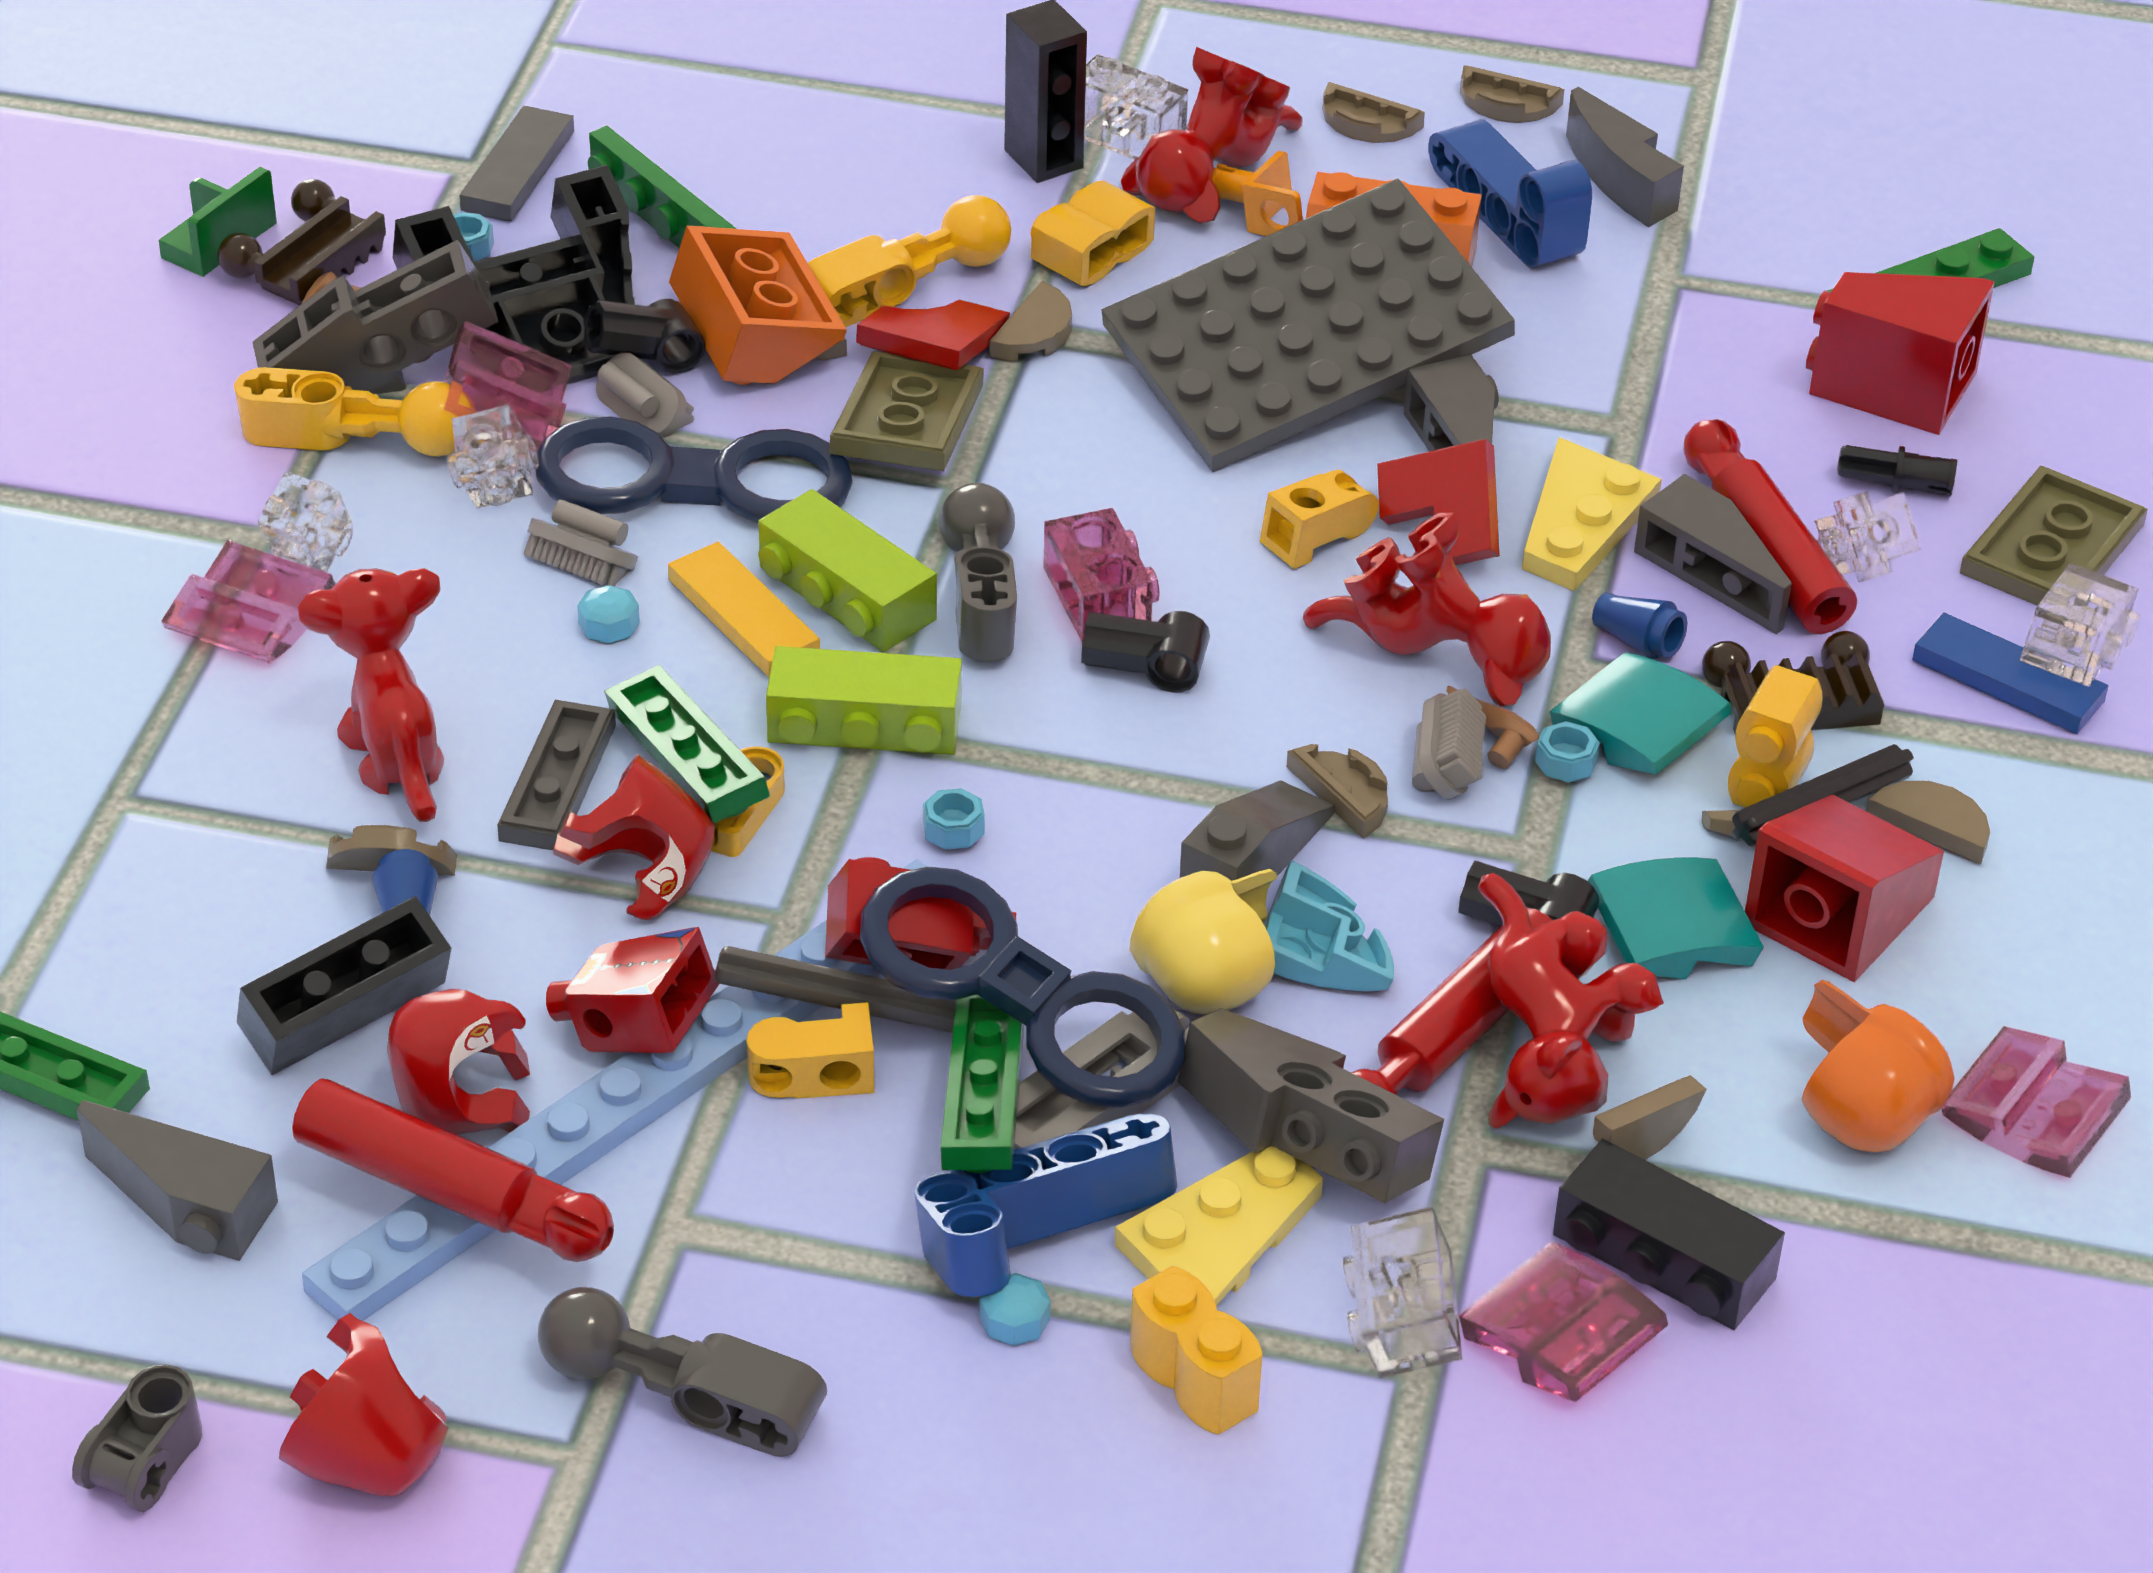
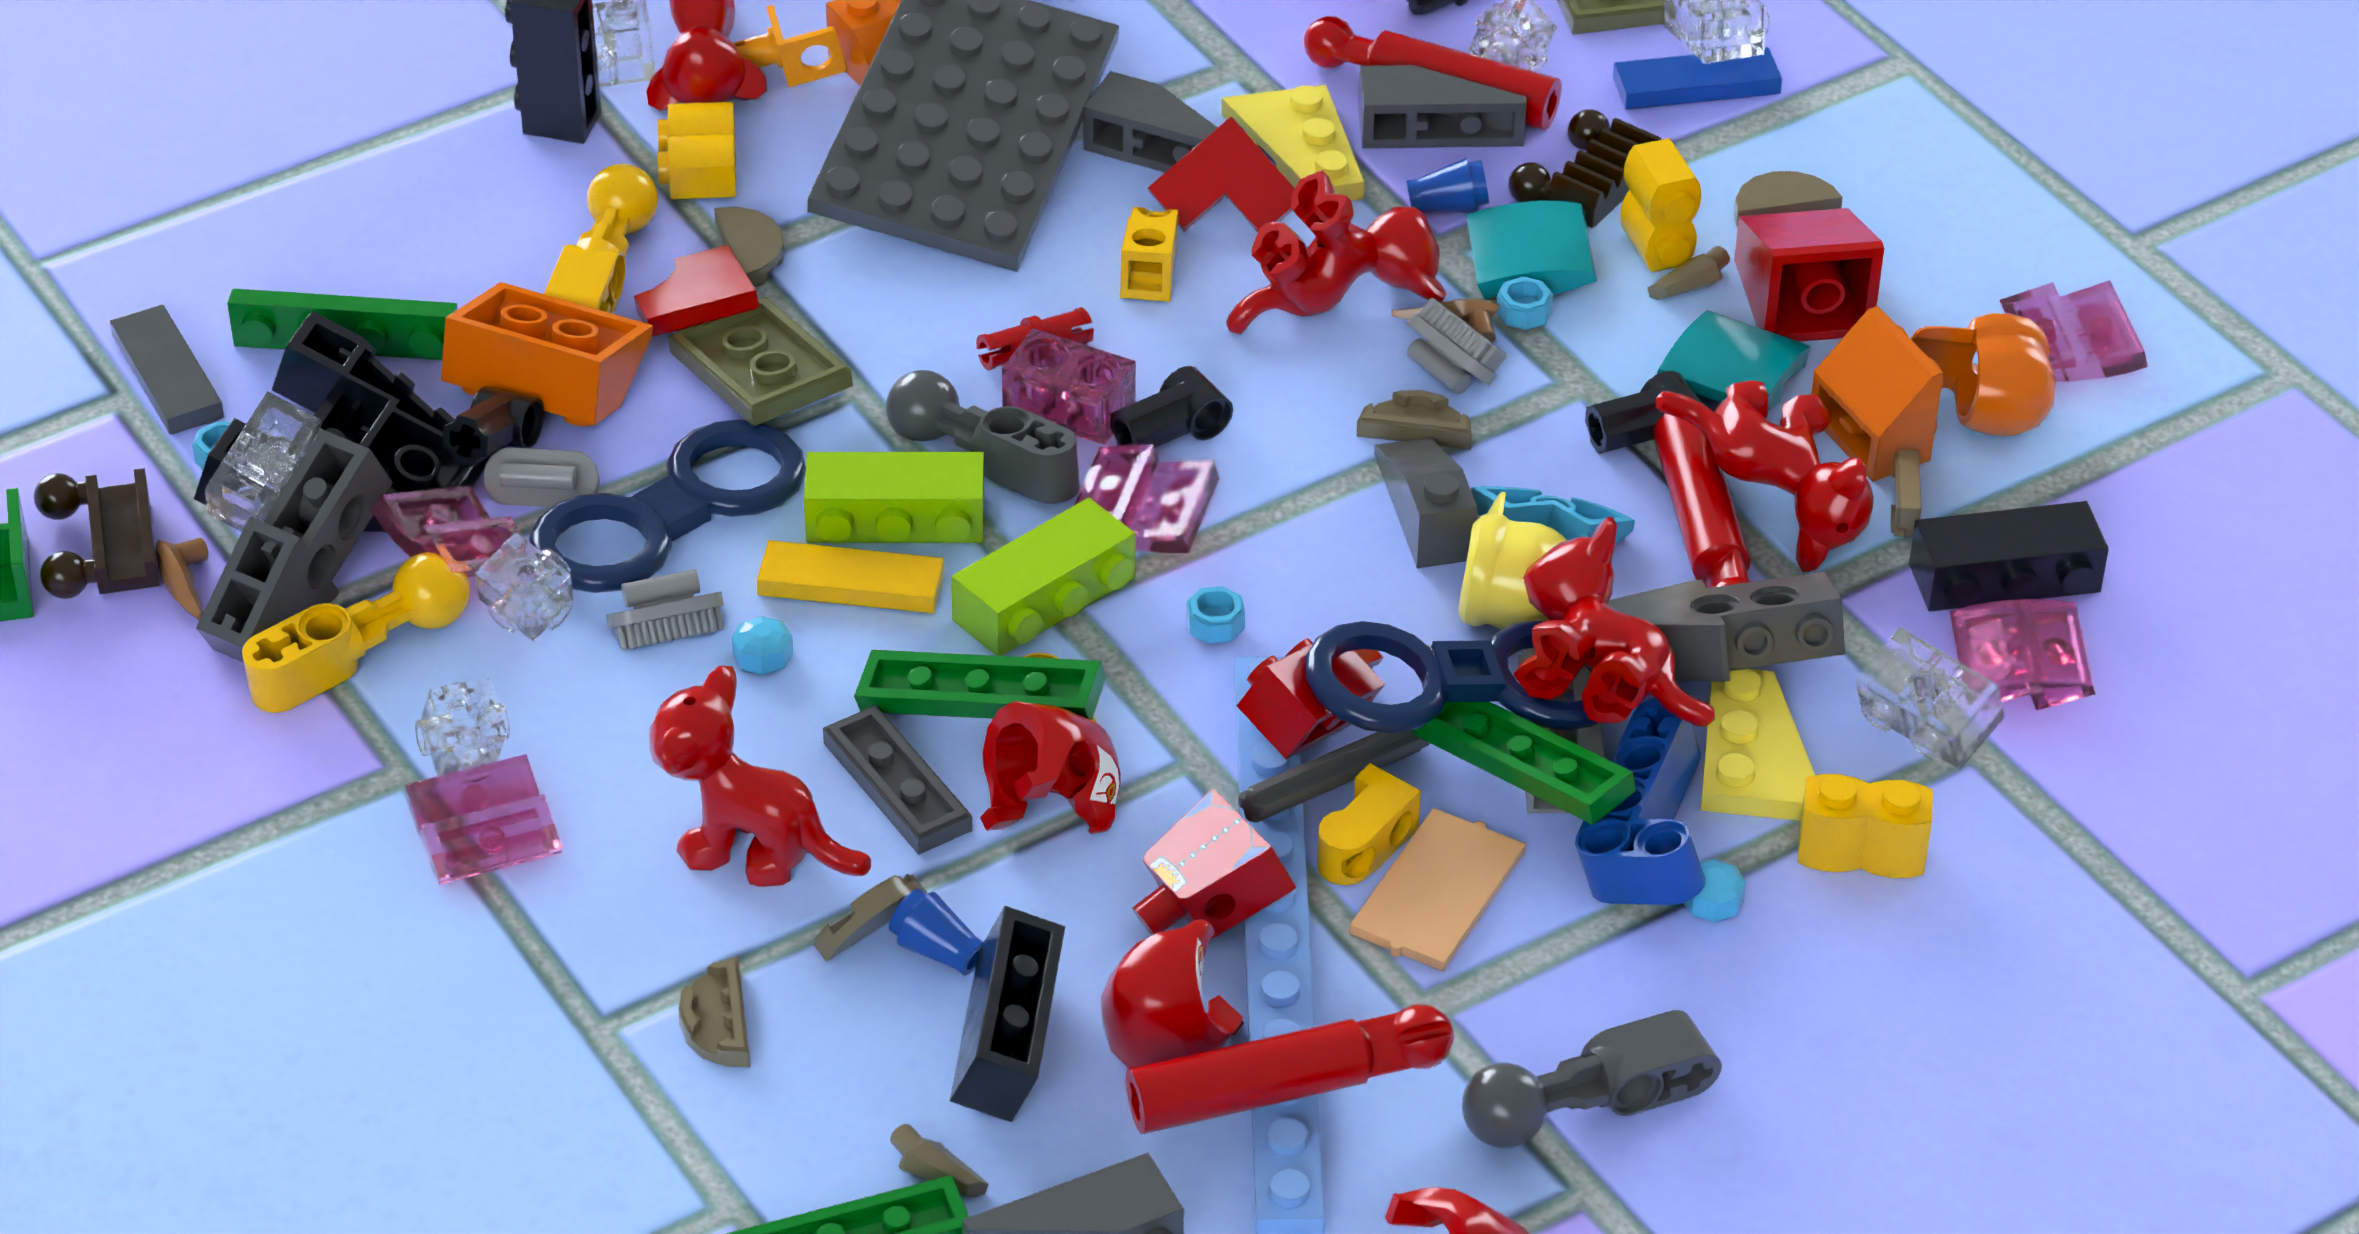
camera: 45 degrees left, 0 degrees up
(167, 1058) = (932, 1161): none -> dark tan bar
(195, 845) = (715, 1016): none -> dark tan tile
(395, 236) = (260, 462): none -> clear brick
(815, 1146) = (1437, 889): none -> light nougat piece
(1038, 699) = (1152, 497): none -> clear pink slope
(1137, 1036) = (1625, 651): none -> red animal
(1149, 527) = (1011, 338): none -> red pin
(1735, 1020) = (1879, 394): none -> orange slope
(1846, 782) = (1720, 224): black axle -> none

